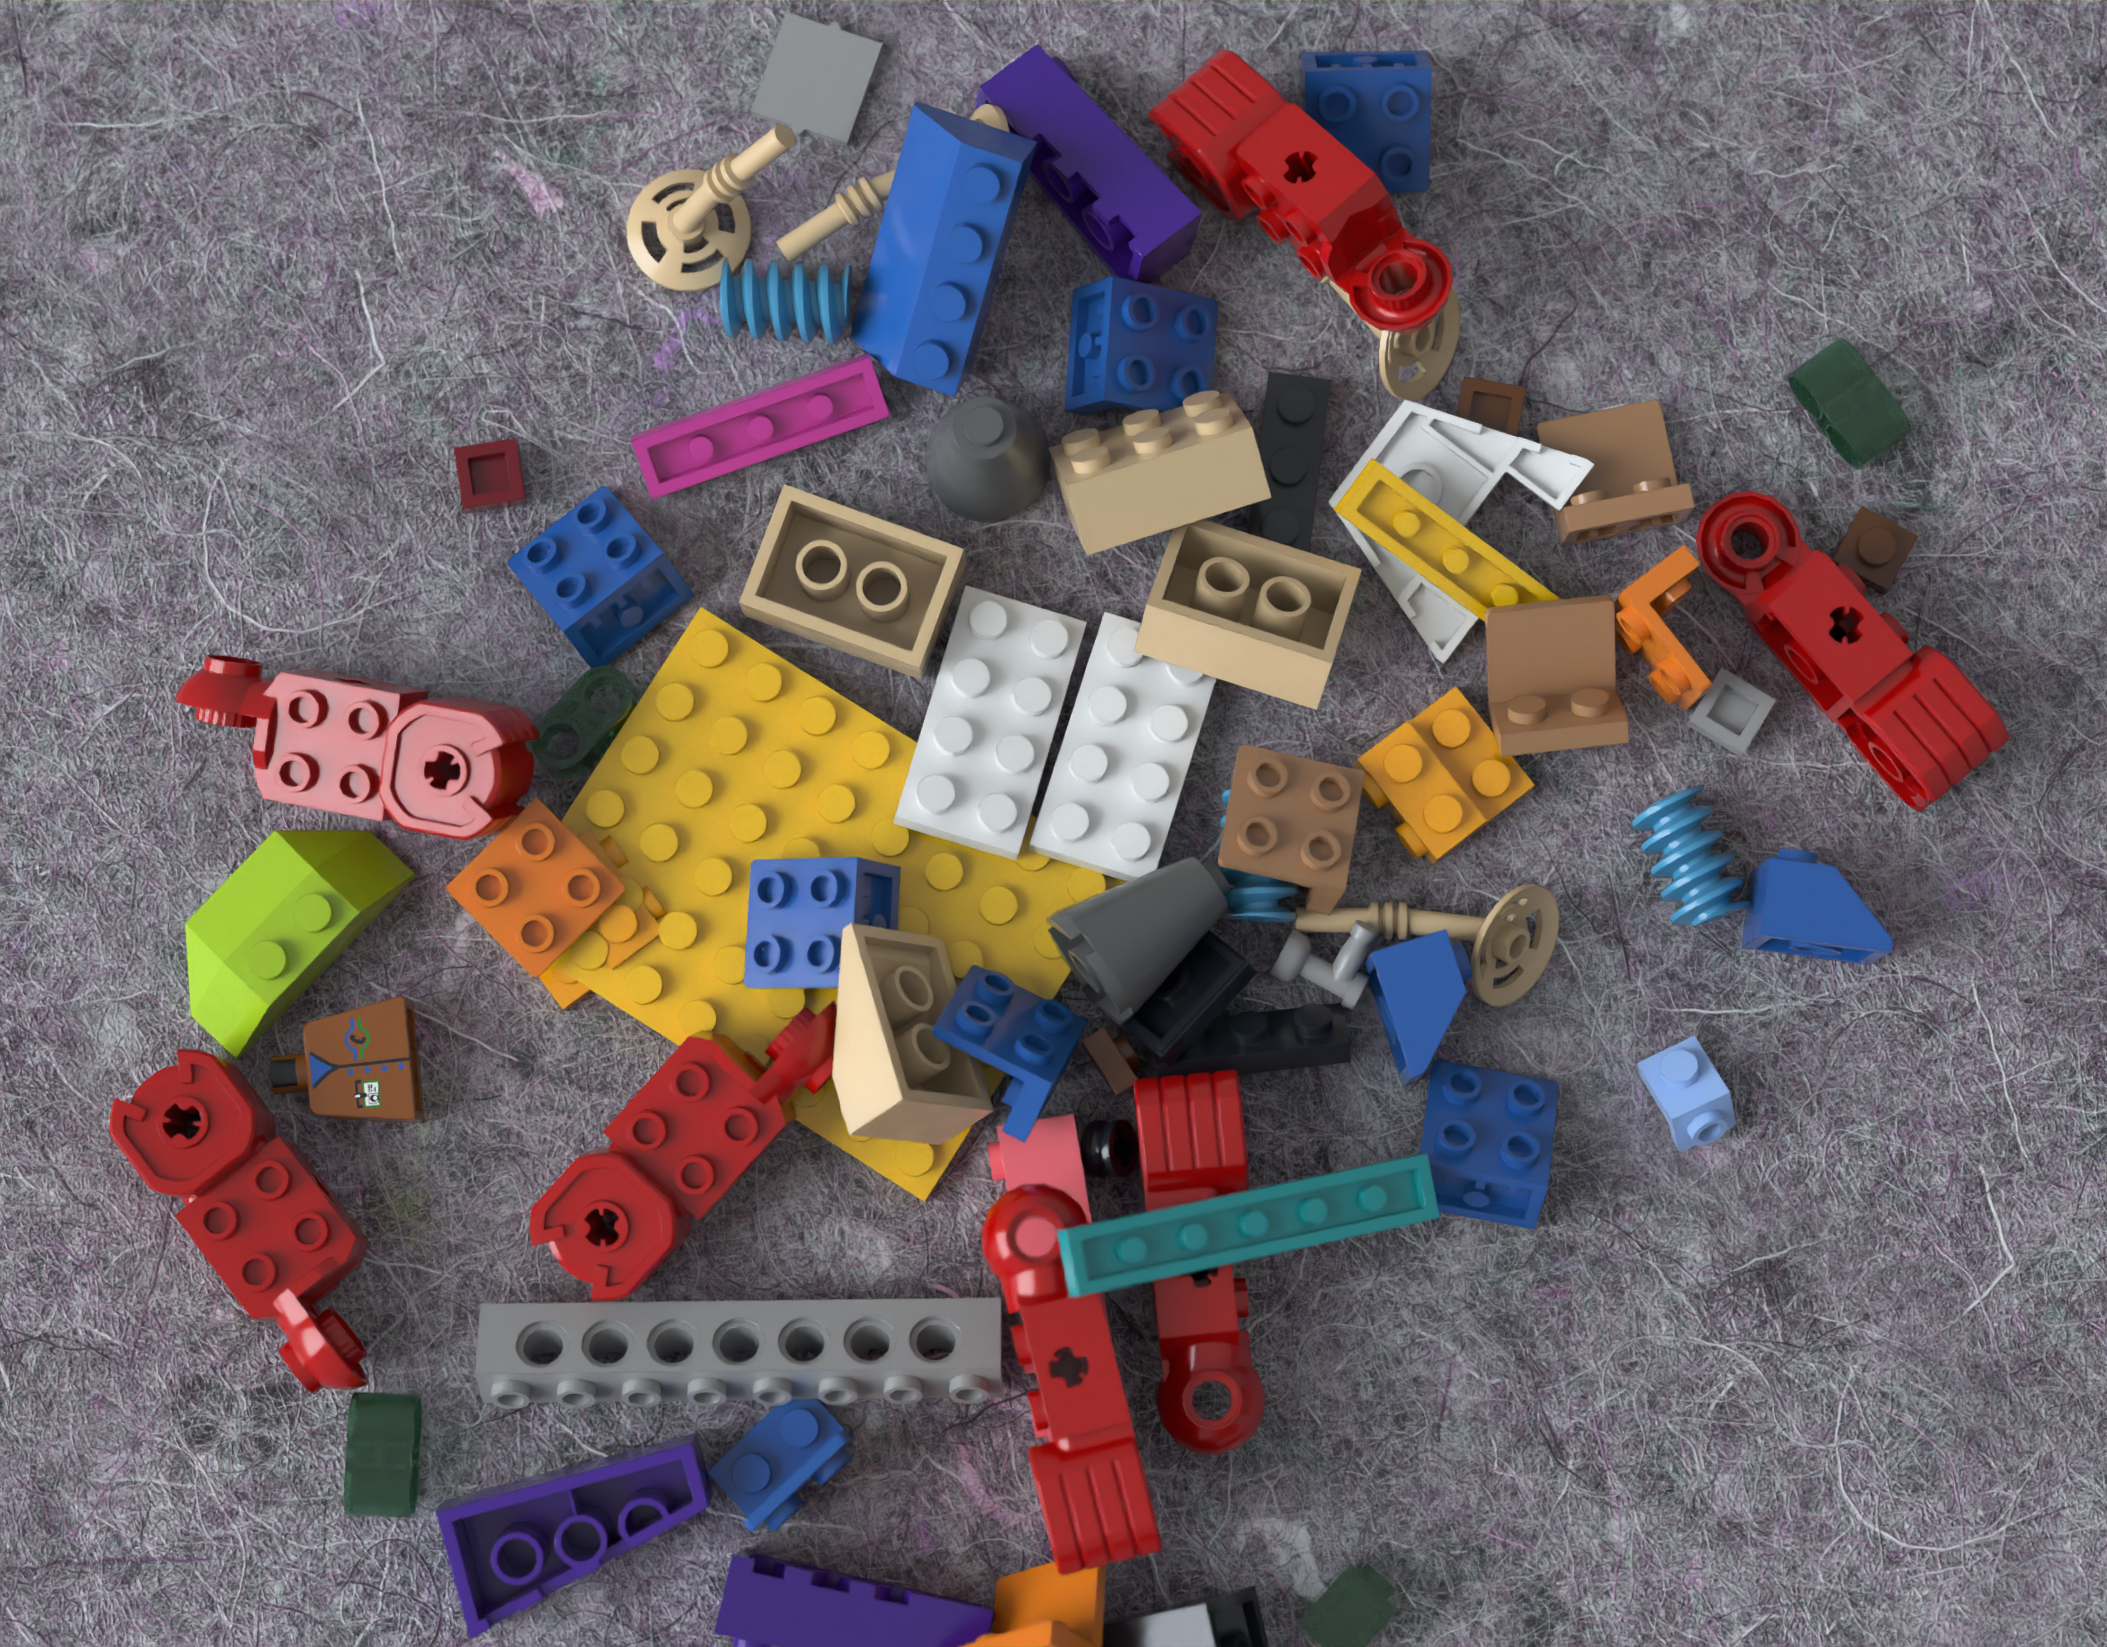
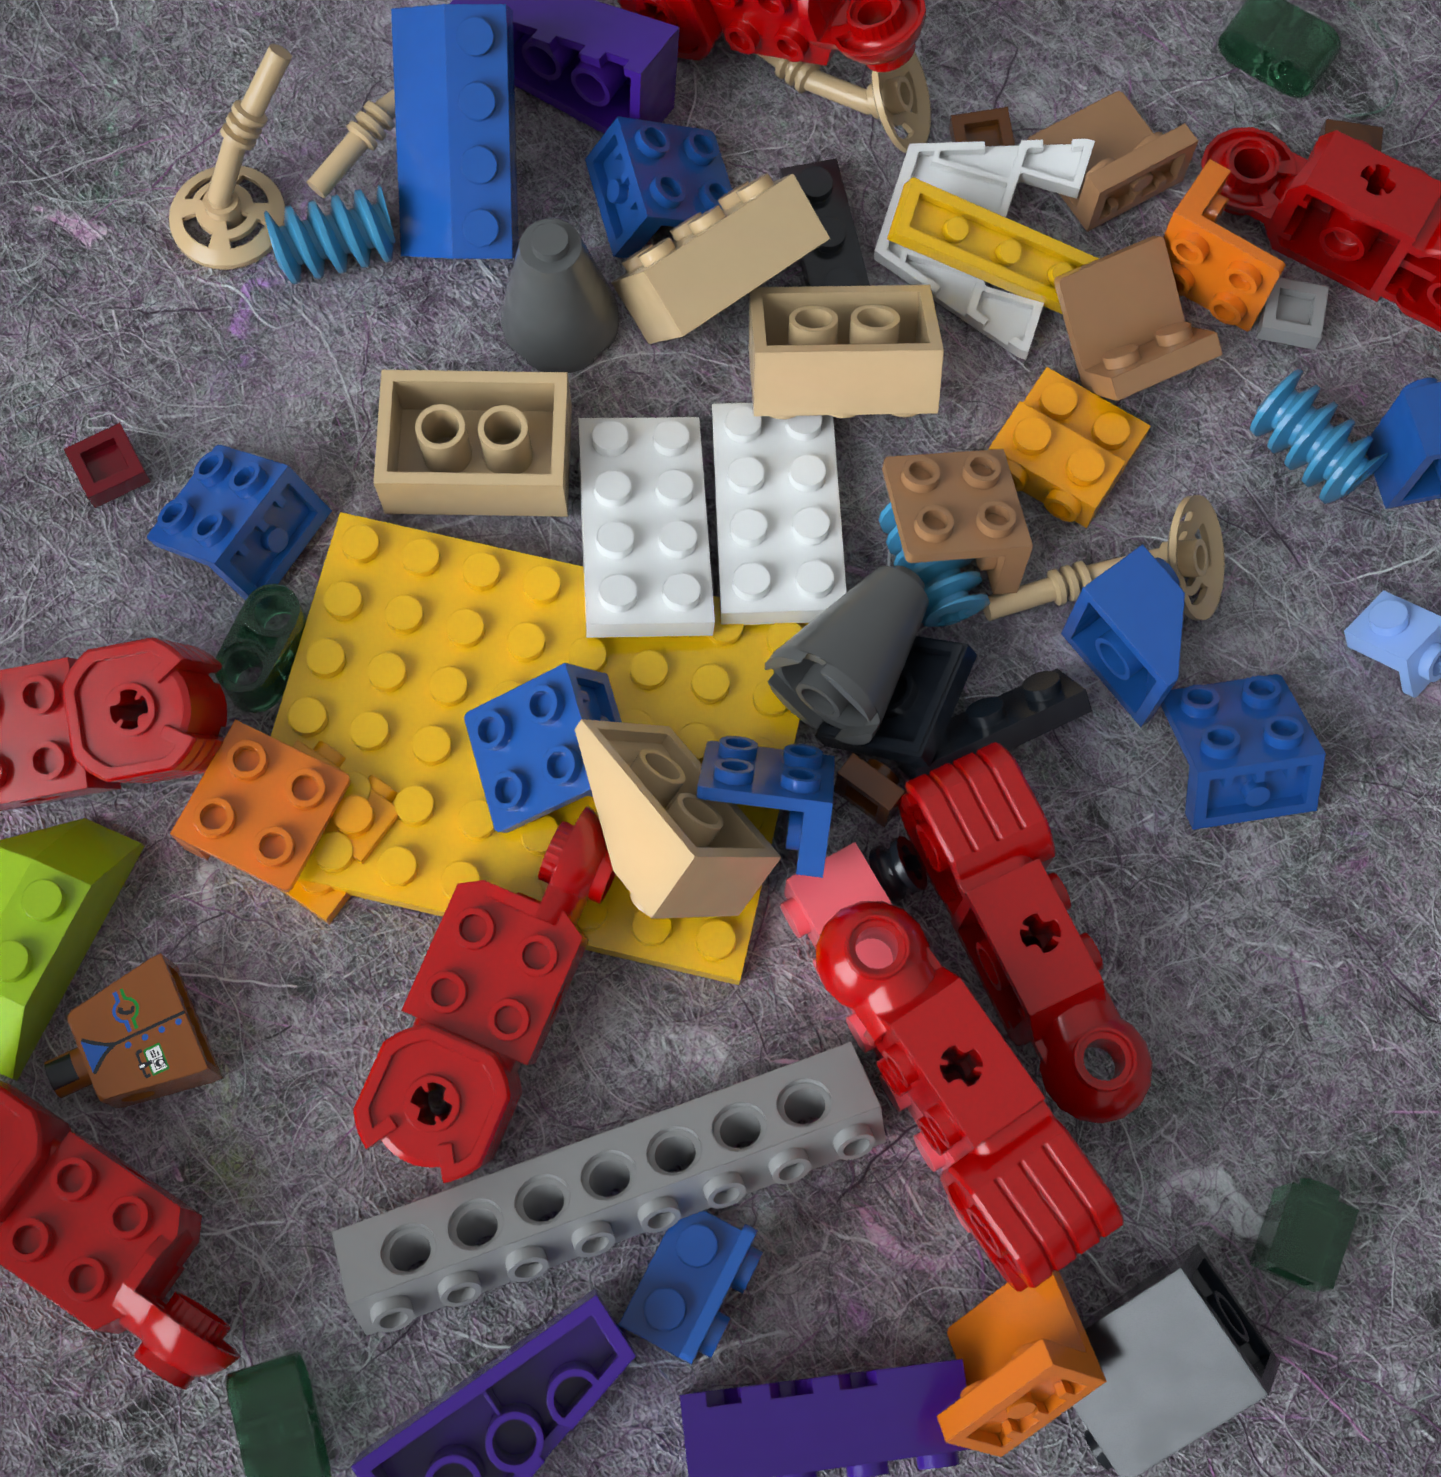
camera: 25 degrees left, 10 degrees down
(759, 426) = (343, 346): dark pink plate -> none
(817, 79) = (319, 64): light grey piece -> none
(1247, 1224) = (1068, 874): teal plate -> none
(1338, 978) = (1048, 645): light grey piece -> none

